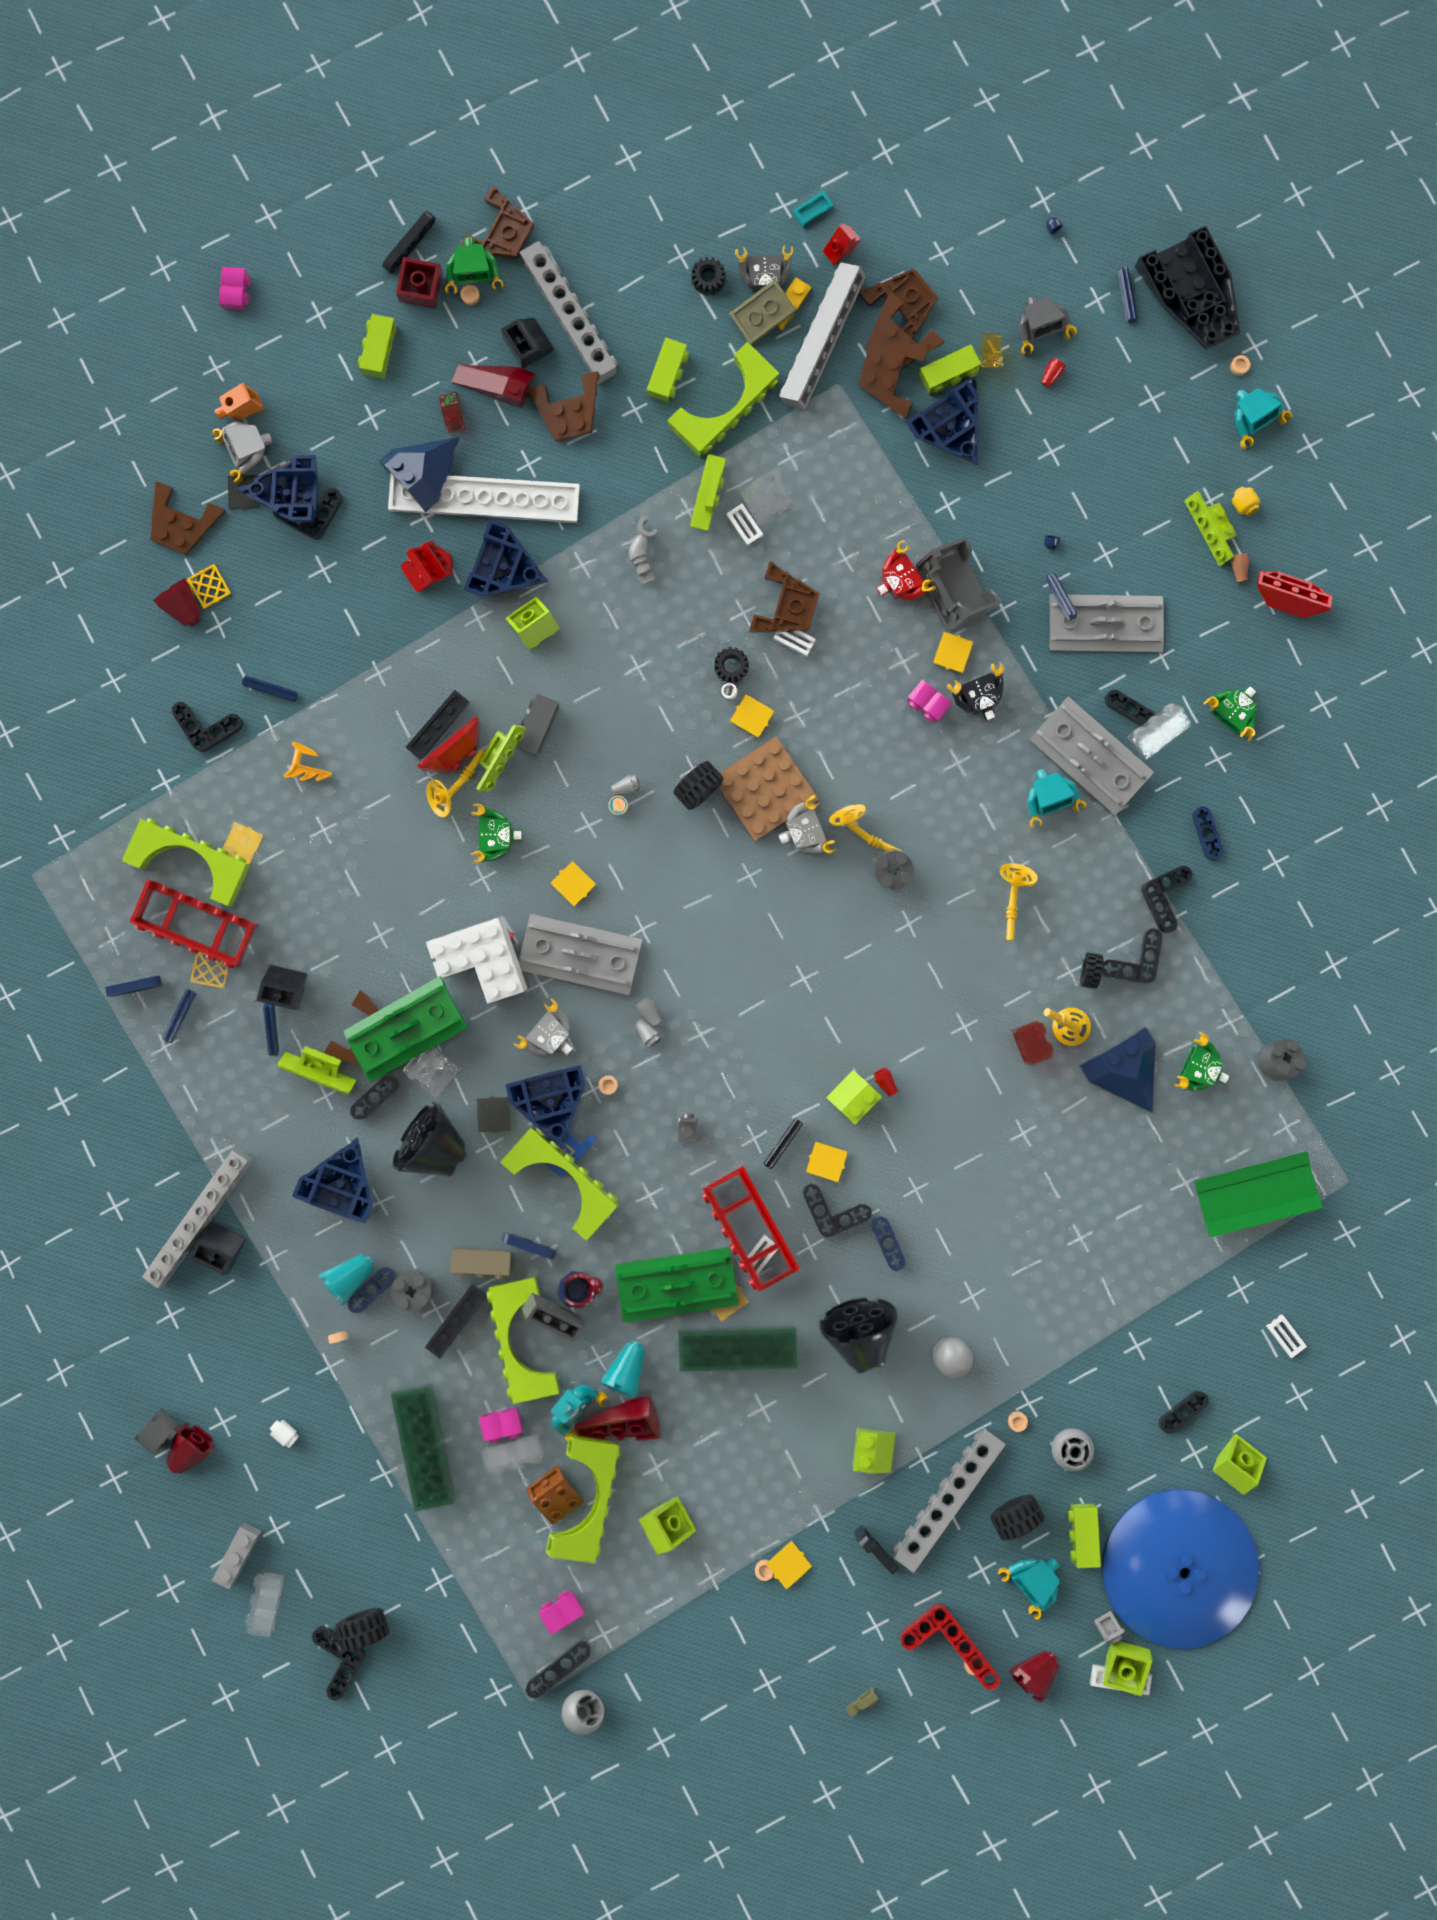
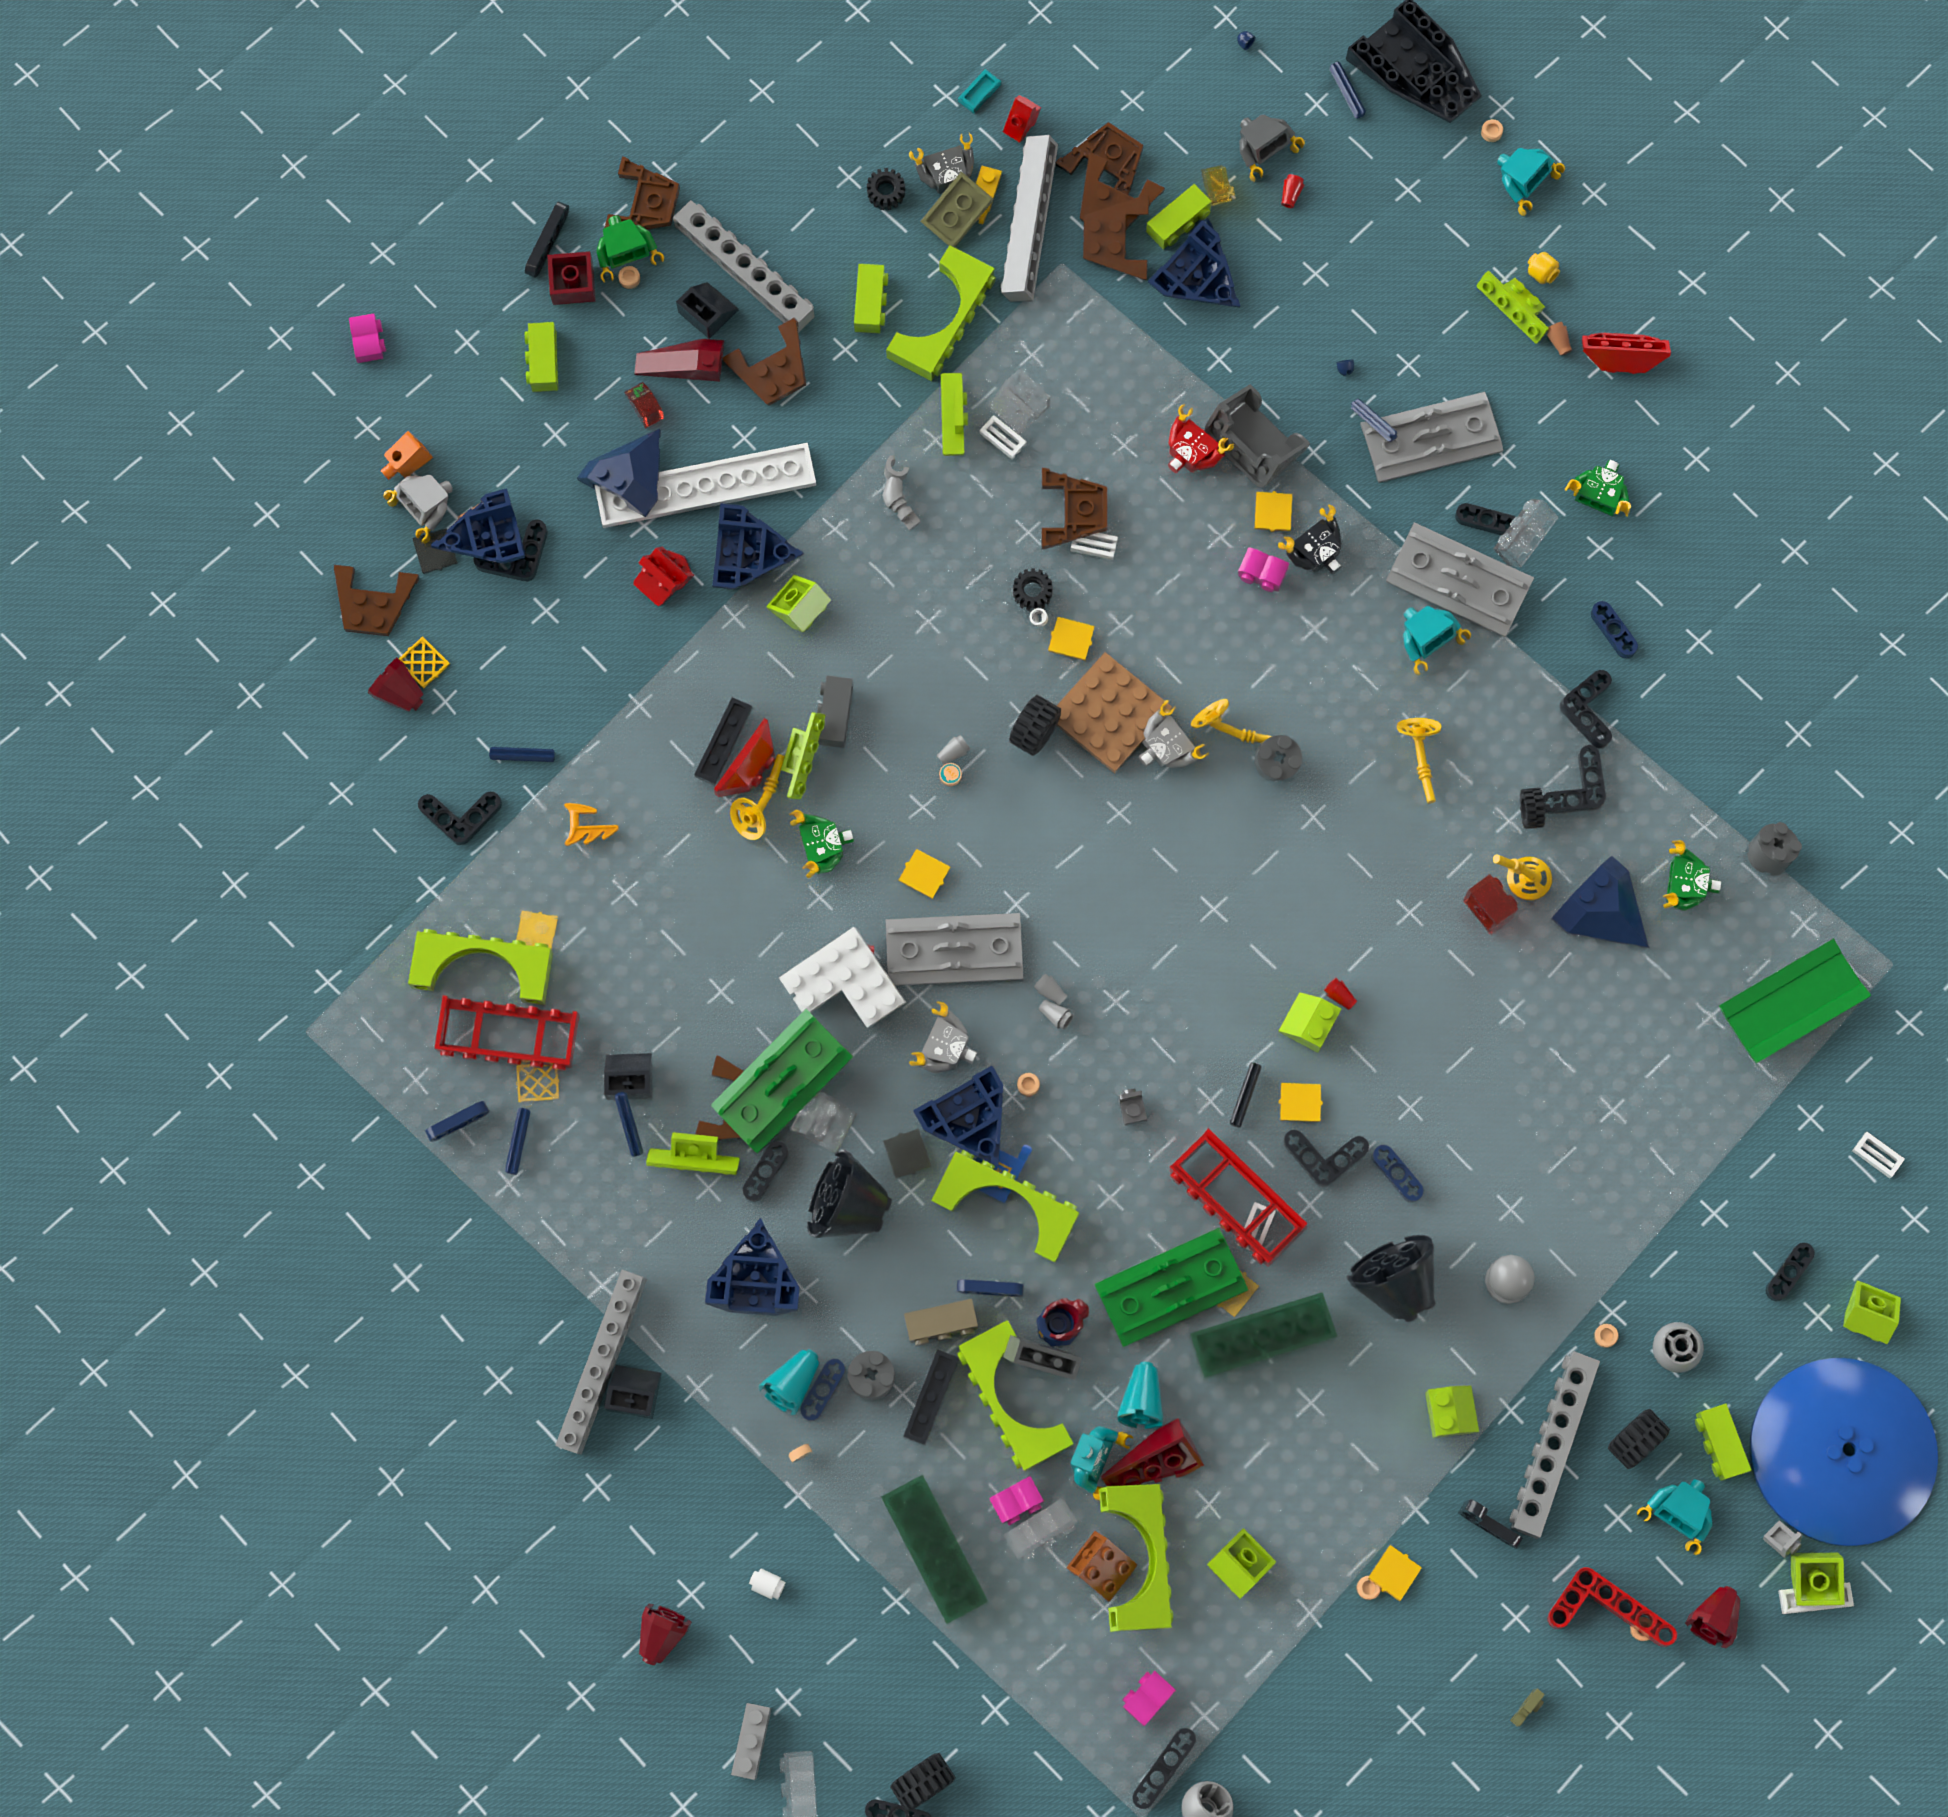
camera: 10 degrees left, 10 degrees down
(157, 1432) = (619, 1621): dark grey brick -> none

